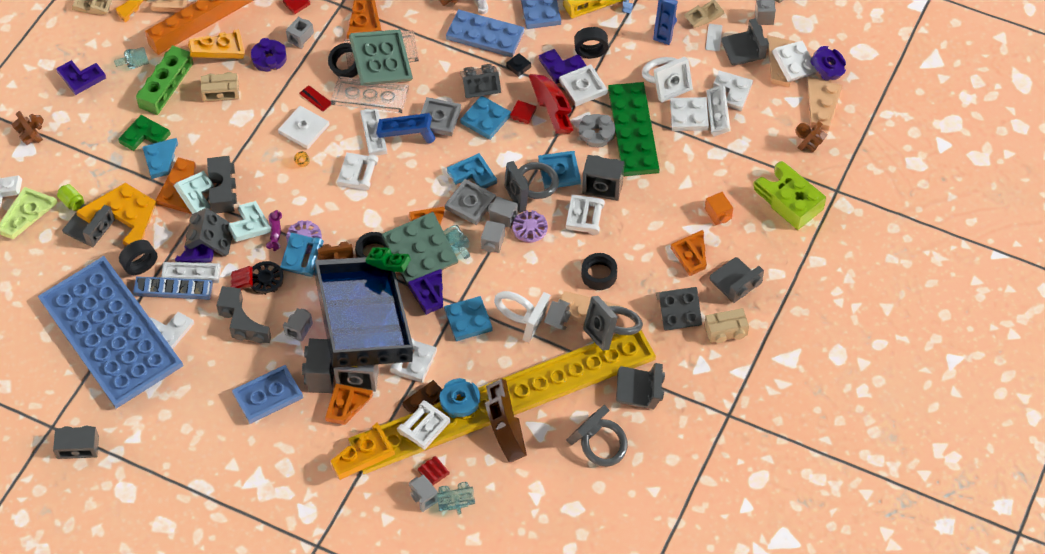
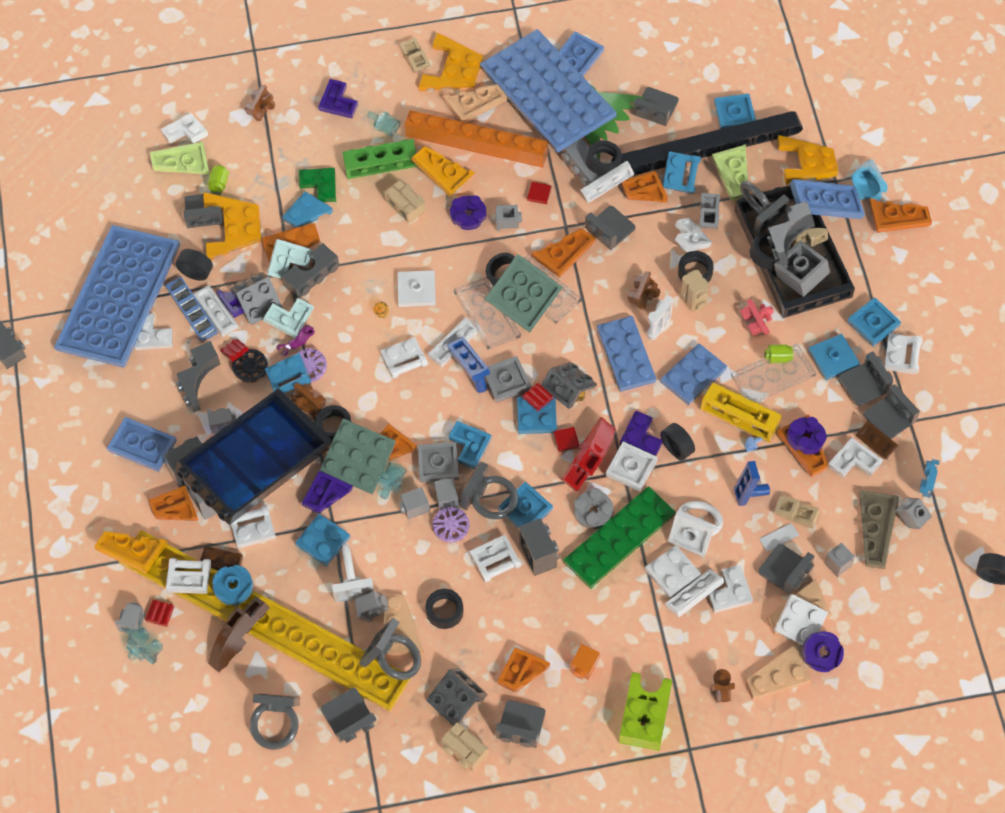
camera: 55 degrees right, 5 degrees up
(315, 98) = (454, 276): red sticker -> none
(384, 259) = (321, 440): green slope -> none
(475, 104) = (537, 397): none -> red piece
(518, 64) = (614, 402): black plate -> none

